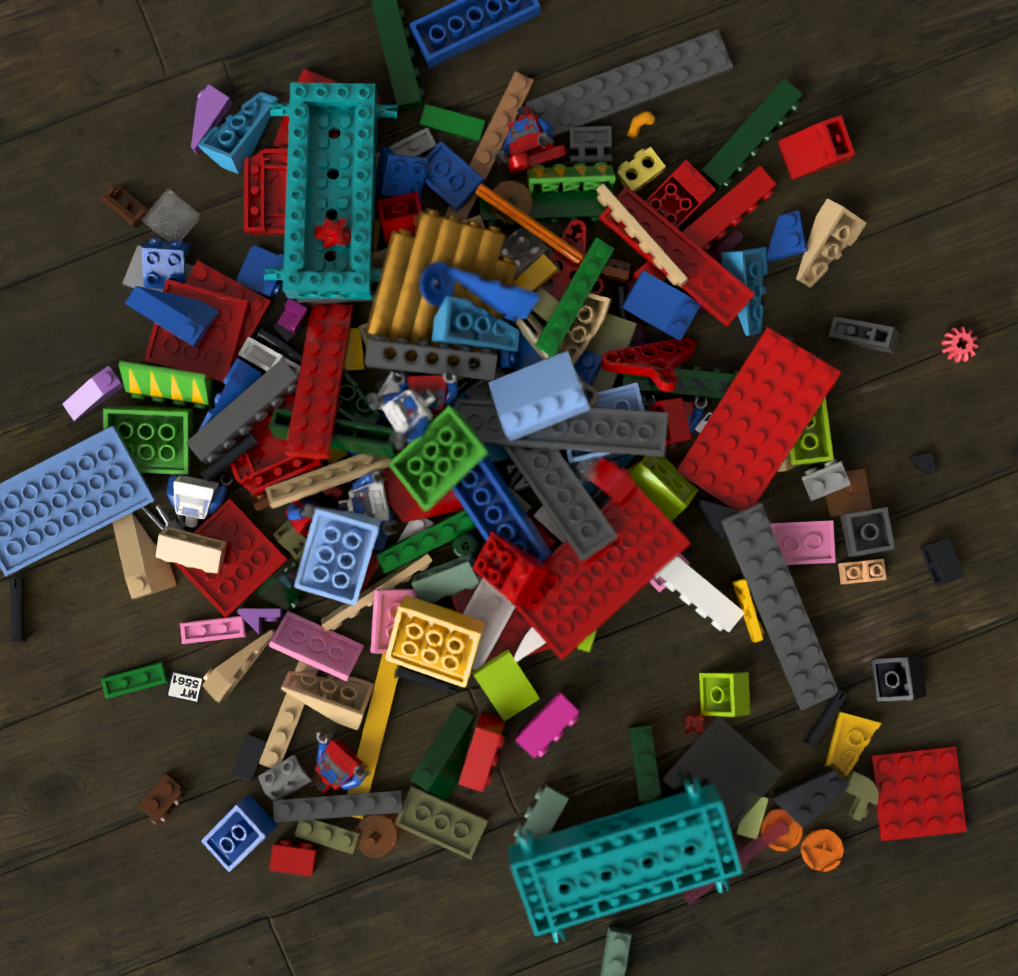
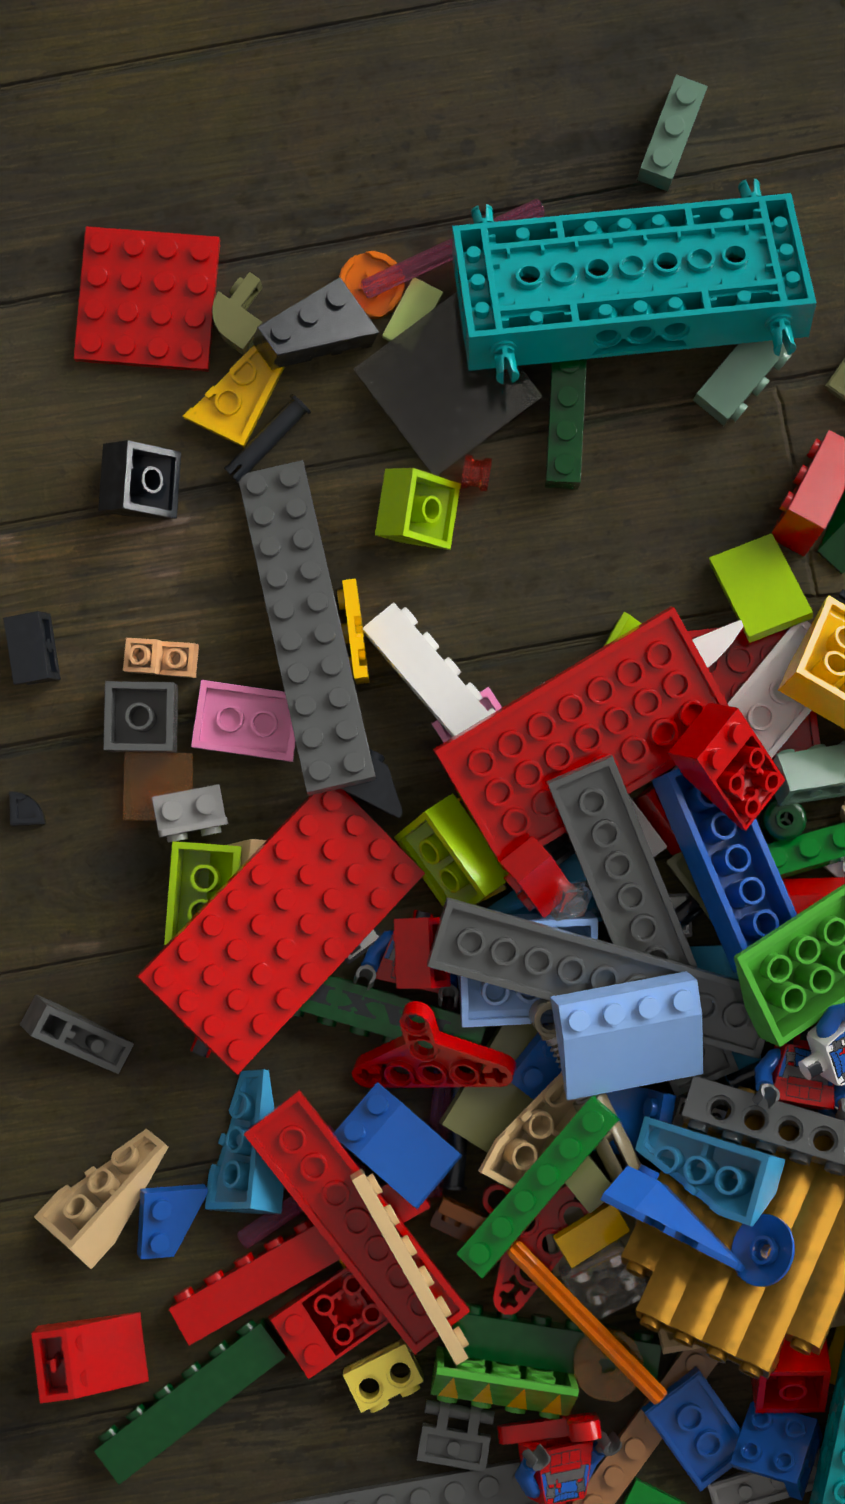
camera: 165 degrees left, 0 degrees up
(547, 725) = (707, 512): dark pink brick -> none
(638, 121) = (367, 1460): light orange arm -> none
(822, 849) = (314, 242): orange tile -> none

